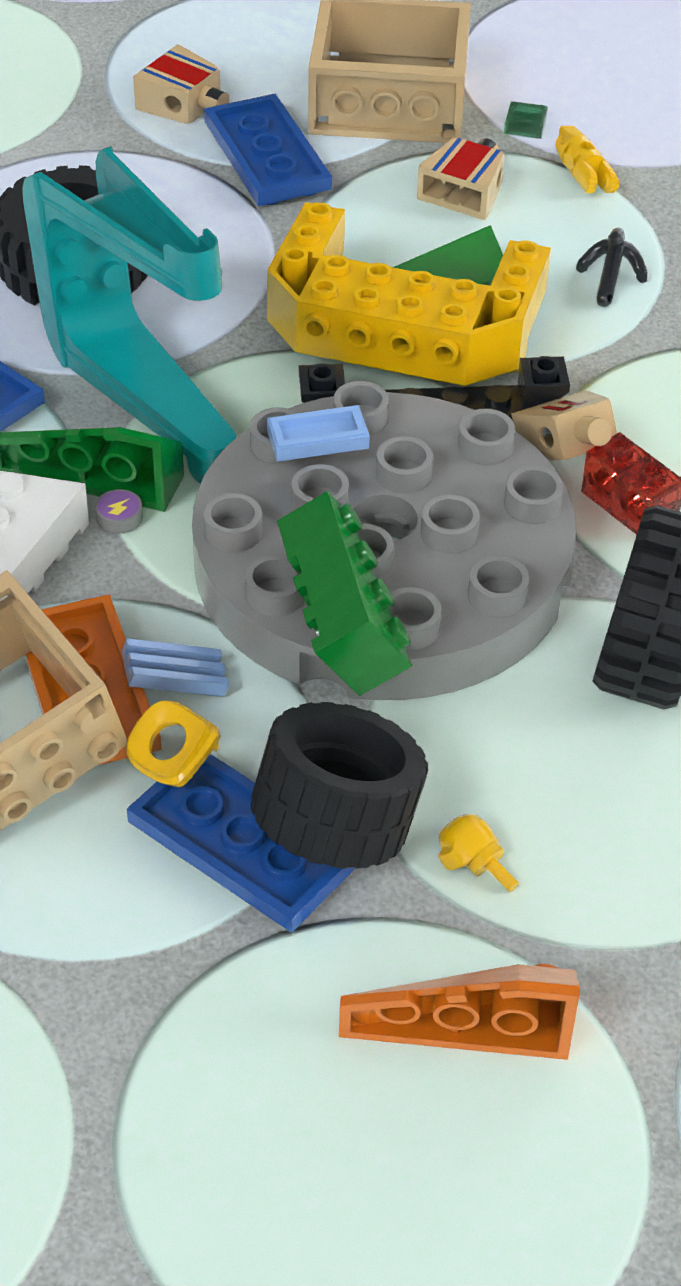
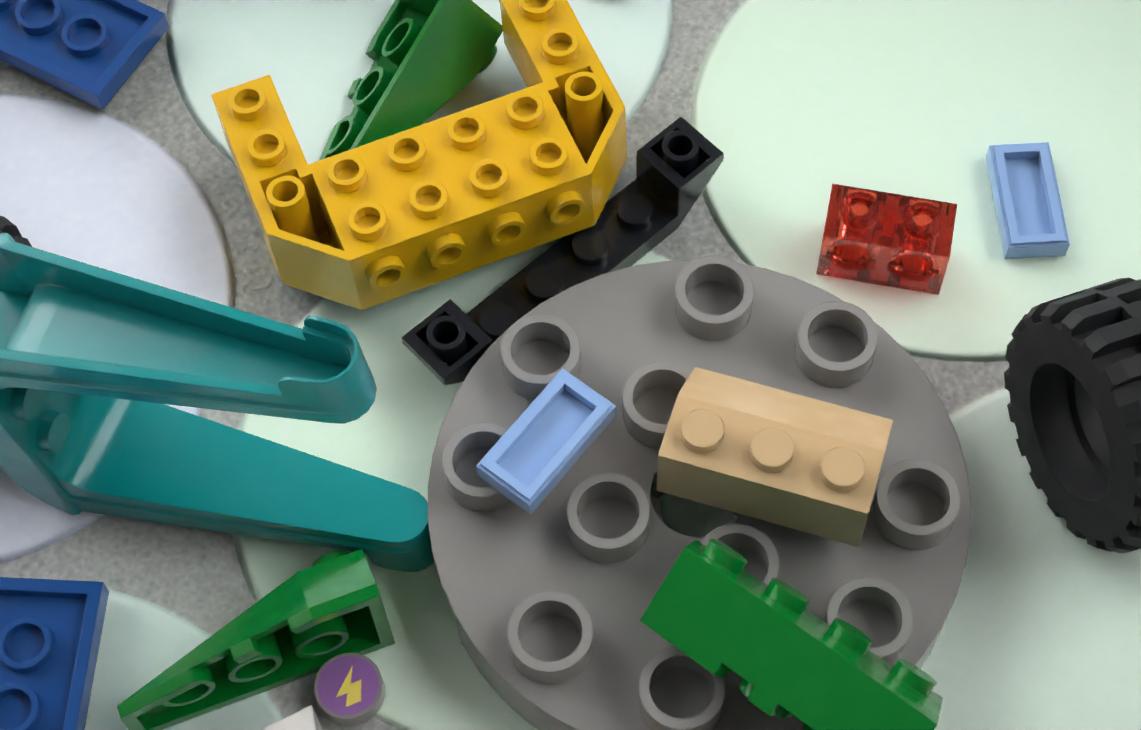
camera: 35 degrees left, 15 degrees up
(429, 502) = (773, 455): none -> tan slope
(575, 424) = (762, 206): tan torso -> none

